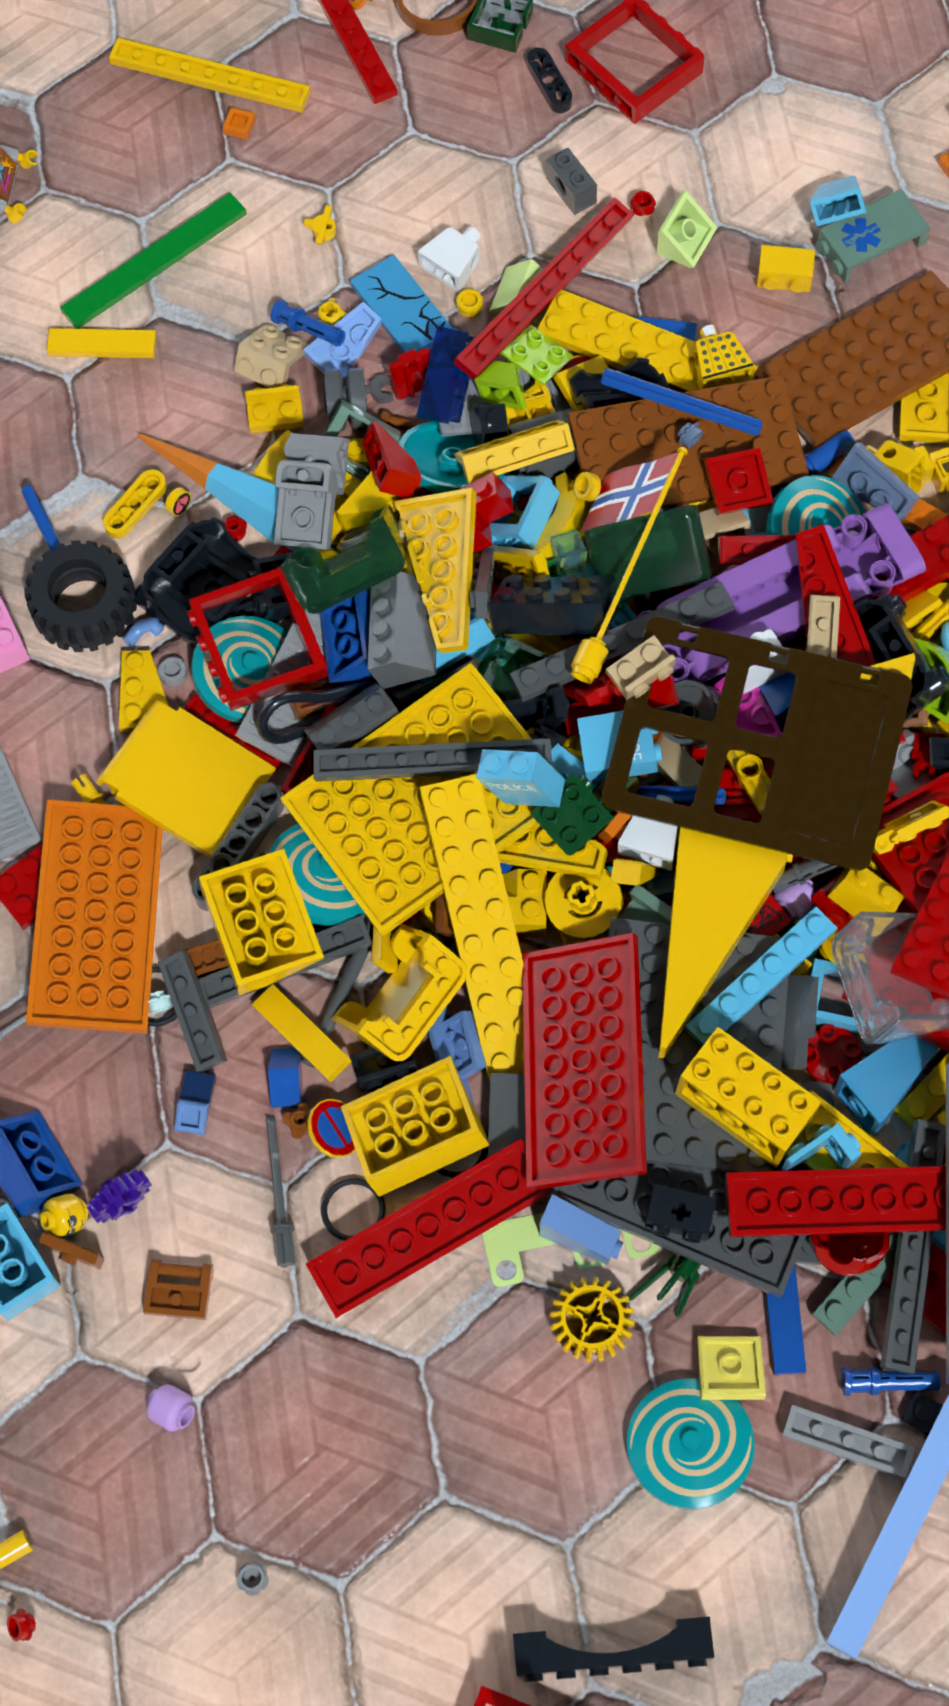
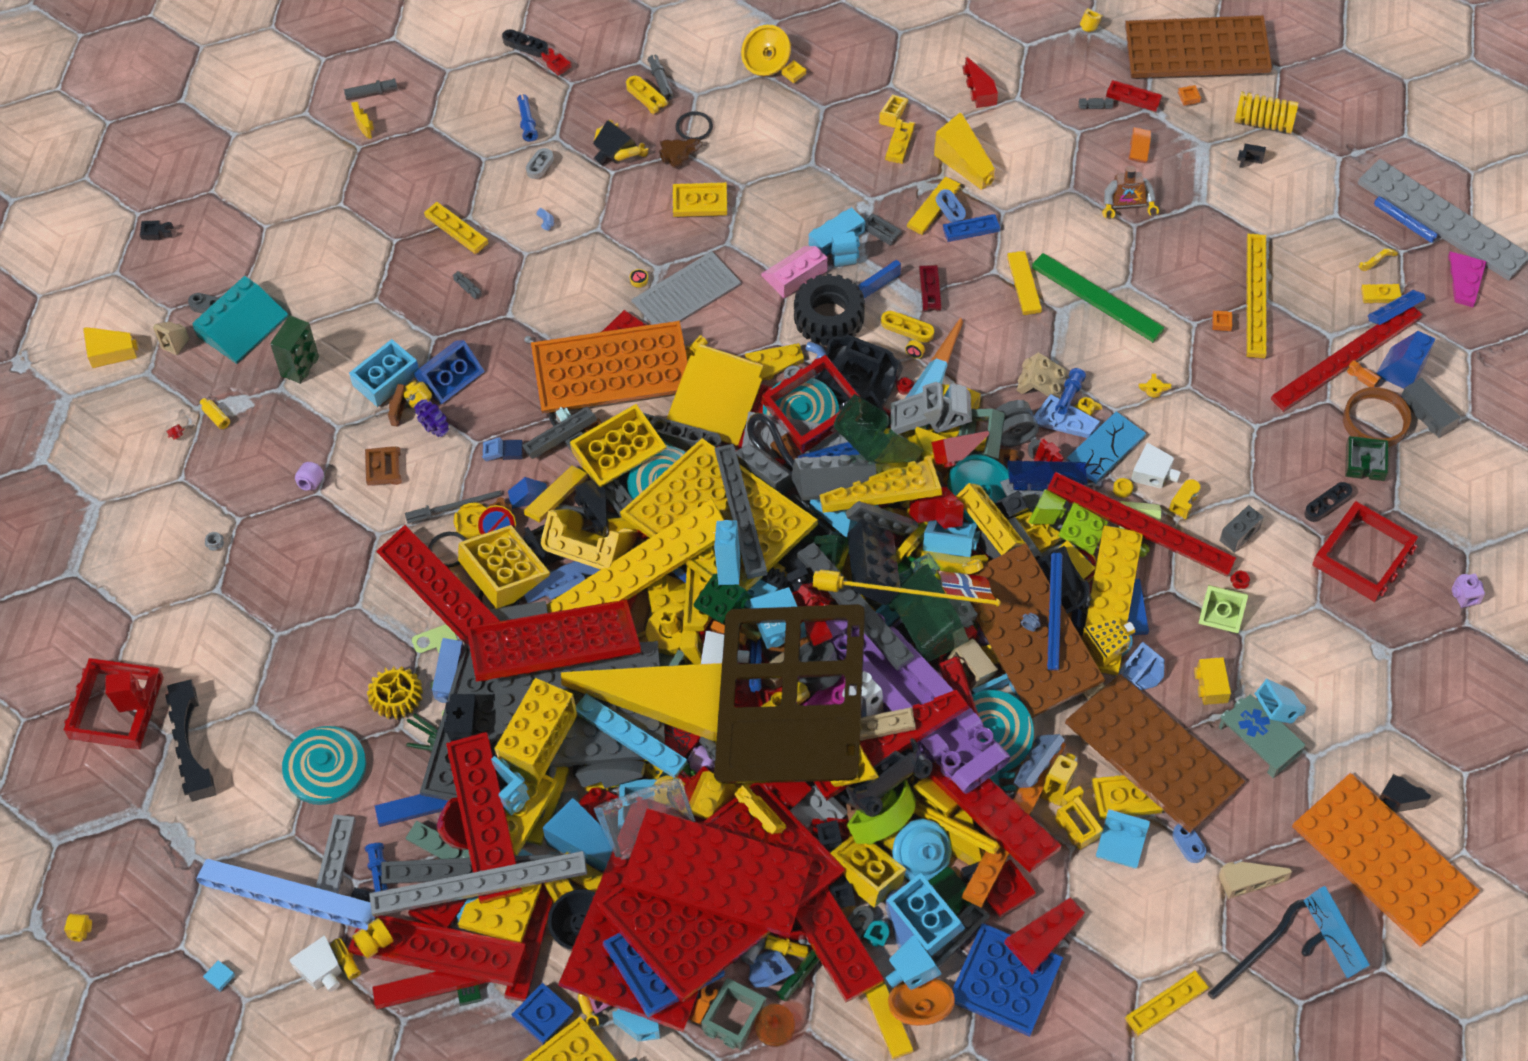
camera: 75 degrees right, 10 degrees down
(76, 461) = (930, 287): none -> dark red plate
(274, 408) = (1001, 387): yellow bracket -> none
(308, 1169) = (466, 519): none -> yellow tile
(343, 976) = (593, 501): none -> black slope
(507, 234) = (1182, 500): none -> yellow leg
(641, 667) = (823, 606): tan bracket -> none
(731, 1368) = (374, 778): light yellow tile -> none
(738, 481) = (1006, 662): red plate -> none
(754, 337) = (1144, 668): none -> medium blue slope
(829, 452) = (1056, 726): blue piece -> none

